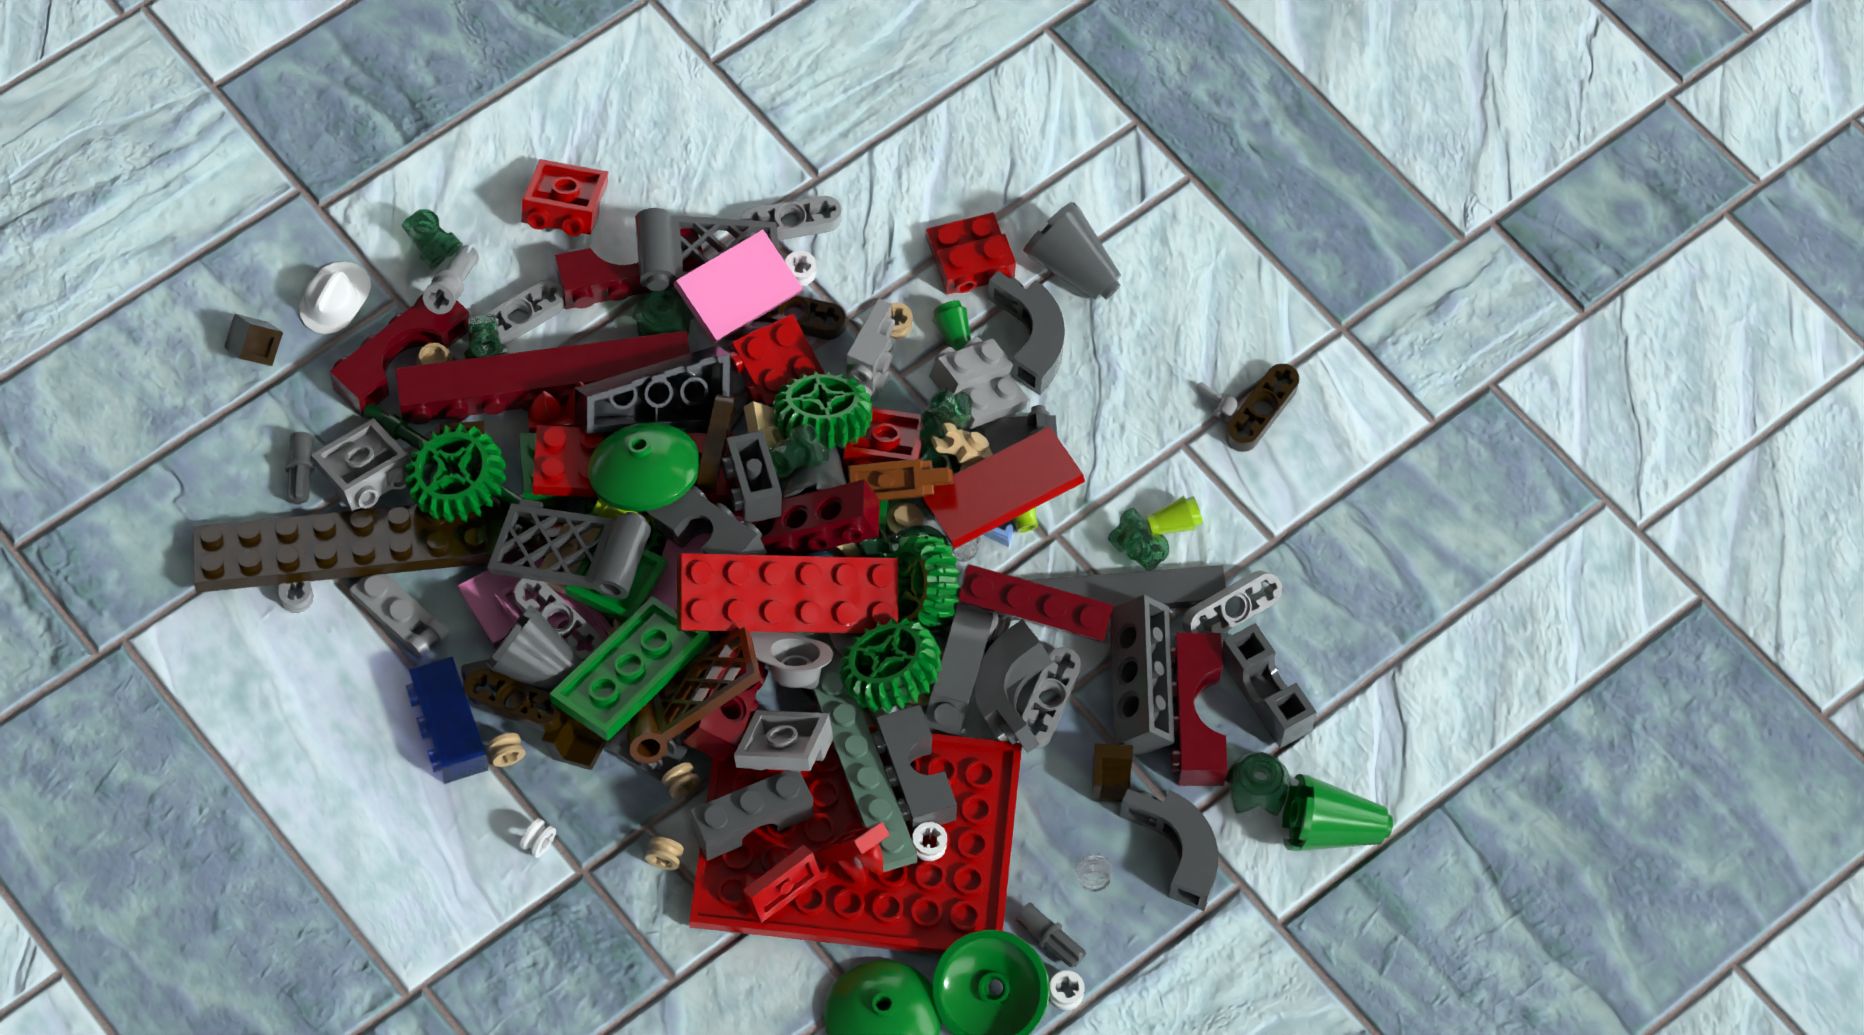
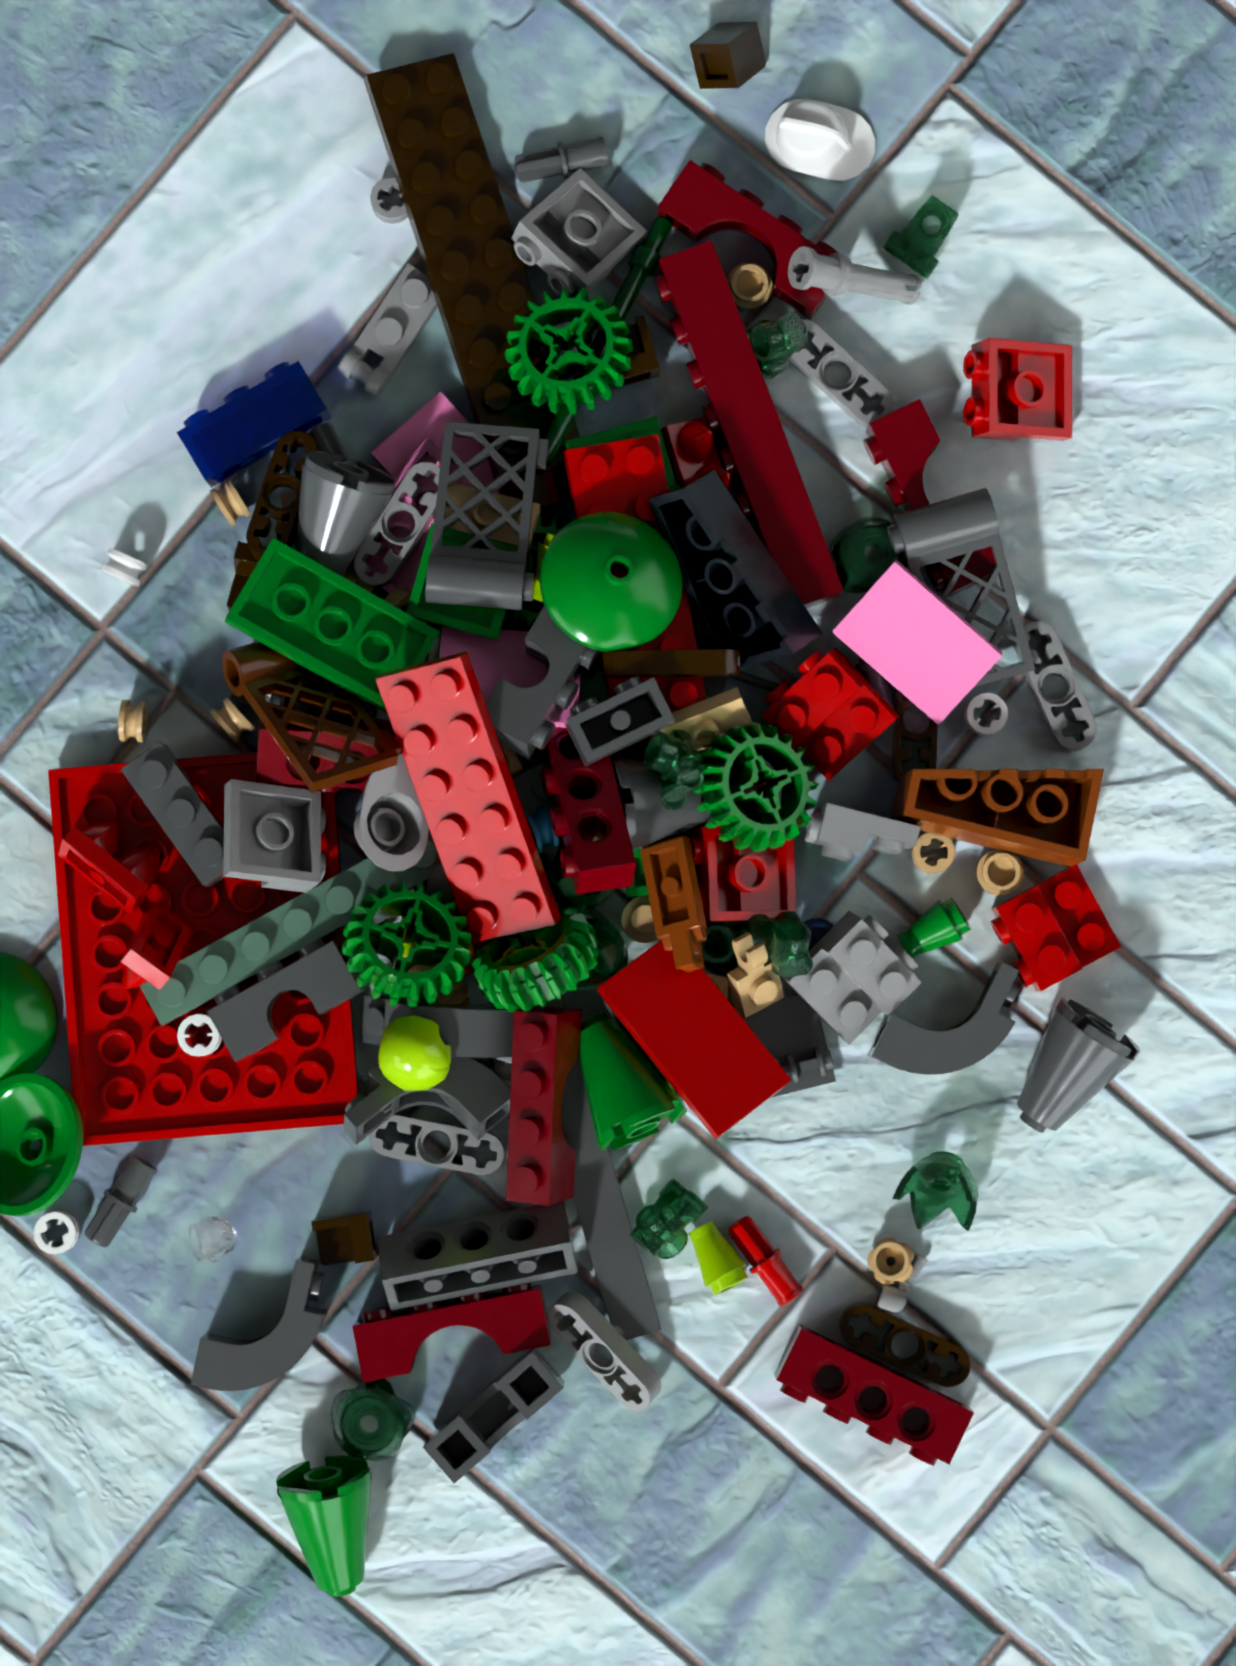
camera: 85 degrees right, 25 degrees up
(877, 256) = (1009, 810): none -> dark orange wedge
(920, 279) = (999, 872): none -> tan plate
(977, 673) = (413, 1053): none -> lime hair
(1030, 549) = (623, 1085): none -> green cone
(1147, 353) = (939, 1184): none -> clear green piece
(1182, 485) = (764, 1260): none -> red axle
(1194, 395) = (890, 1248): none -> tan plate
(1321, 387) = (945, 1419): none -> dark red brick

